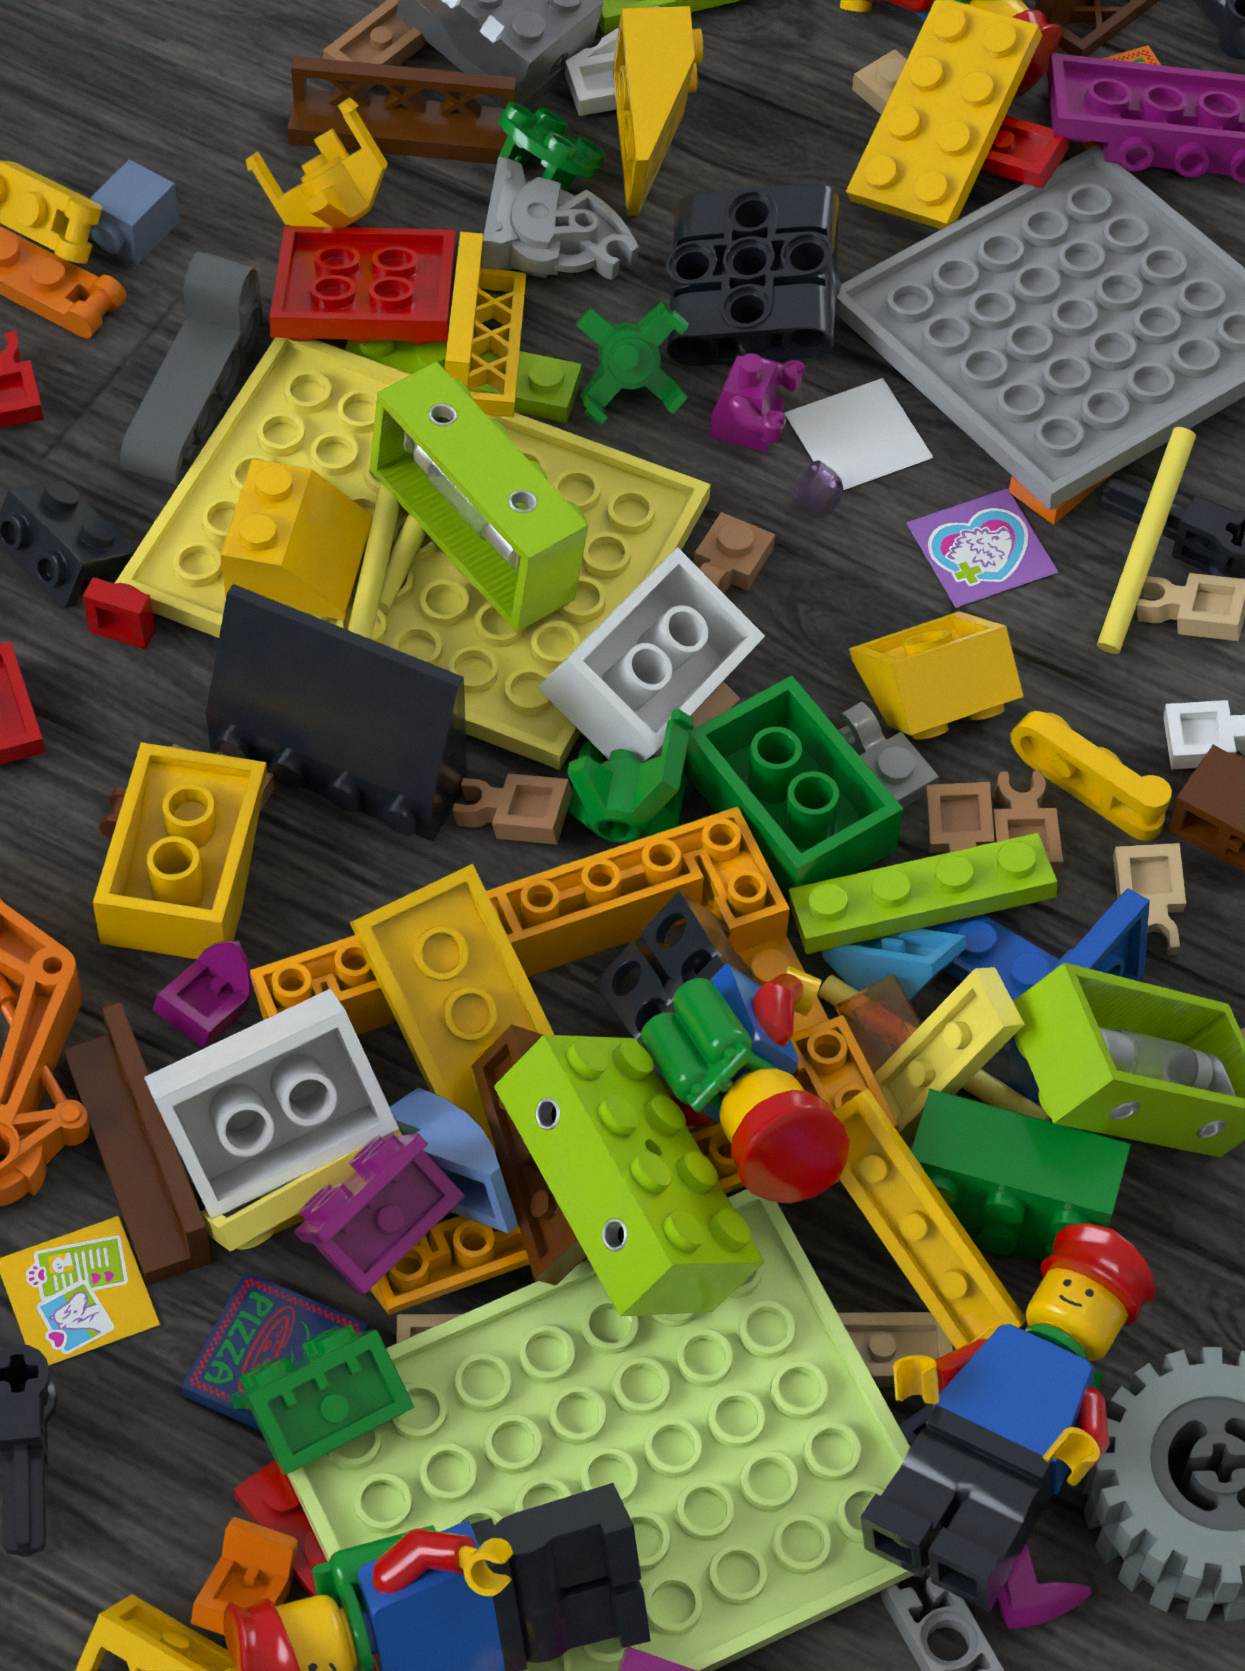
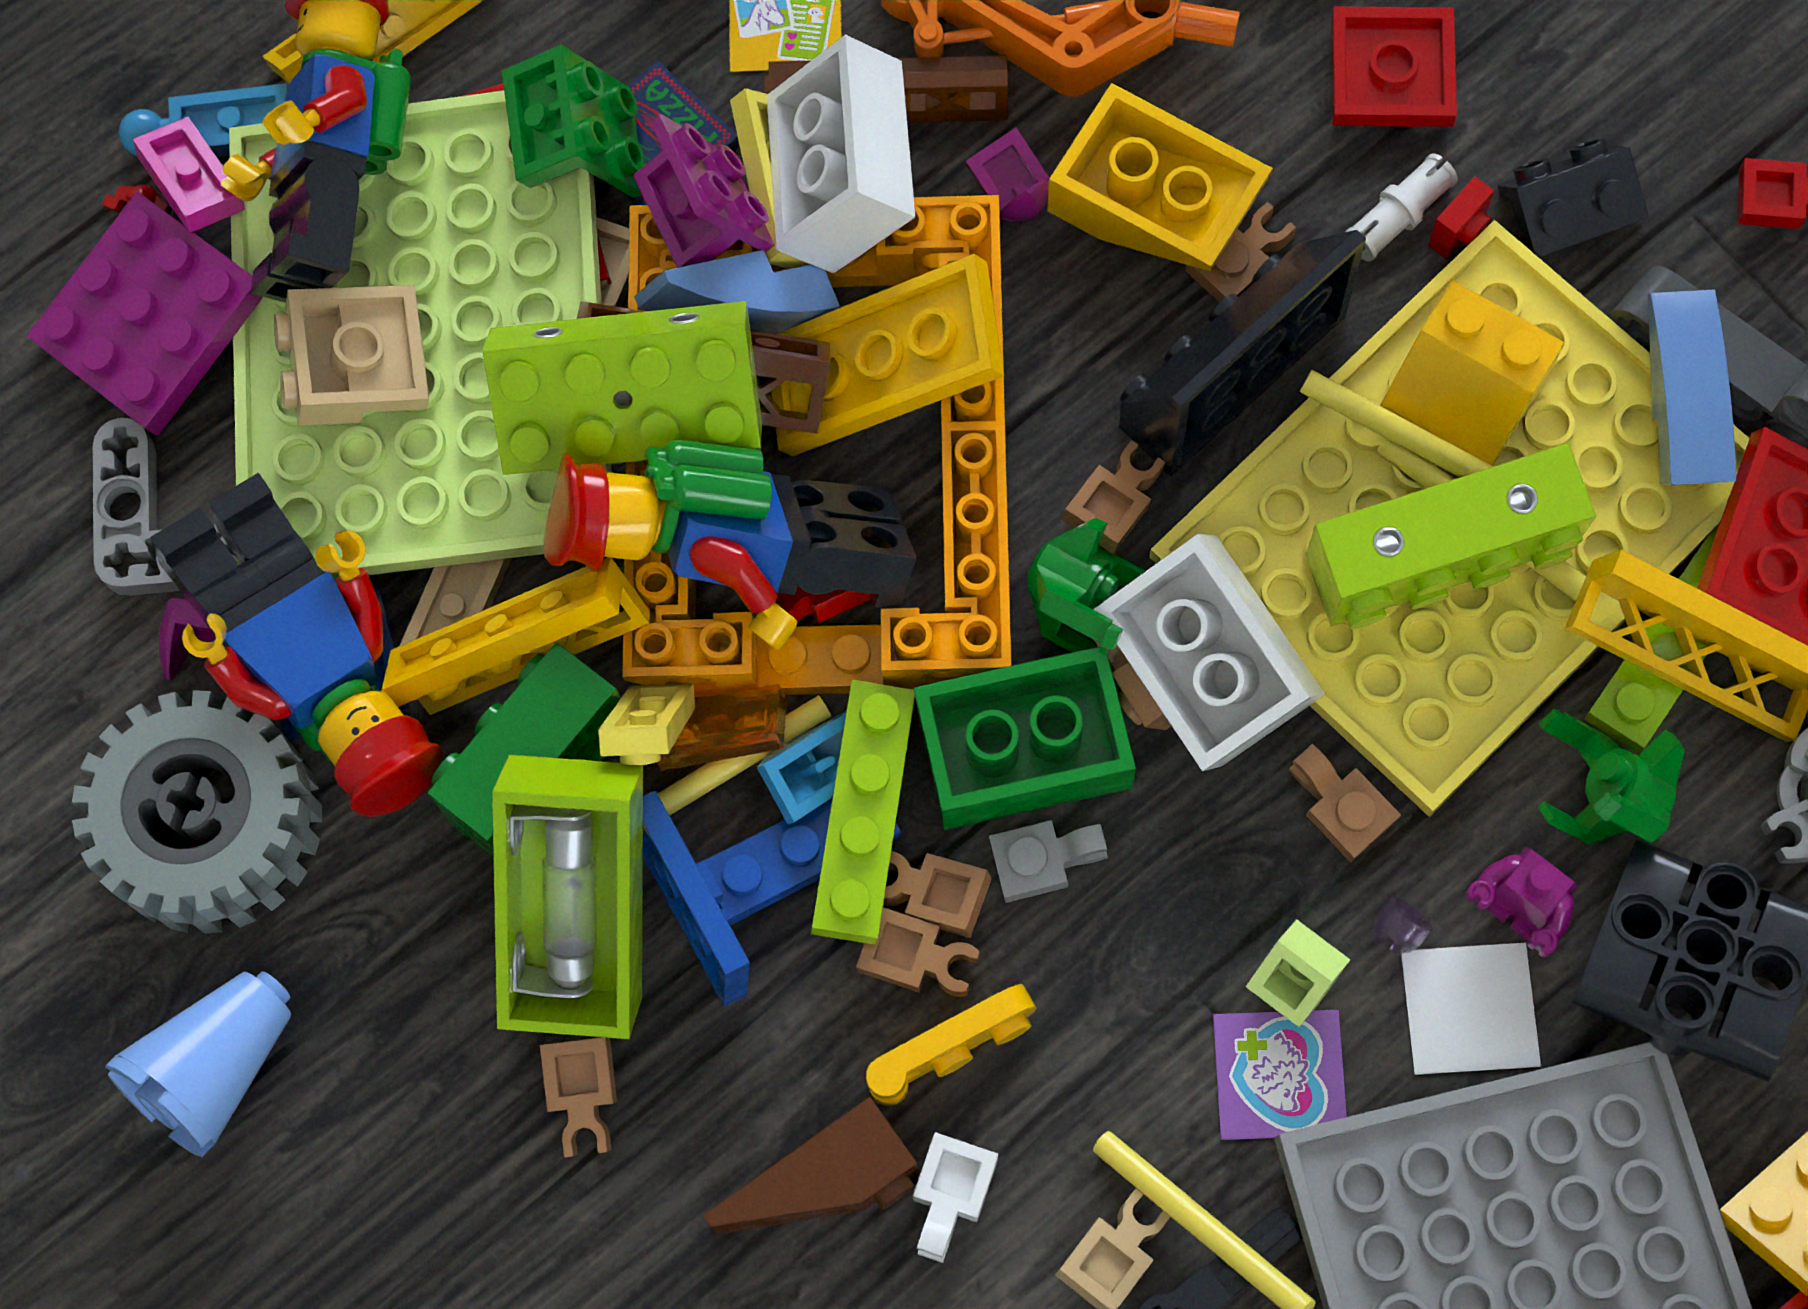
camera: 120 degrees right, 15 degrees up
(119, 669) = (1404, 204): none -> white pin
(251, 379) = (1690, 388): none -> medium blue slope
(252, 1567) = (464, 54): orange bracket -> none
(687, 1498) = (351, 353): none -> tan plate
(900, 537) = (1297, 973): none -> yellowish green plate
(939, 673) = (1125, 943): yellow slope -> none
(1158, 876) = (801, 1045): tan plate -> none

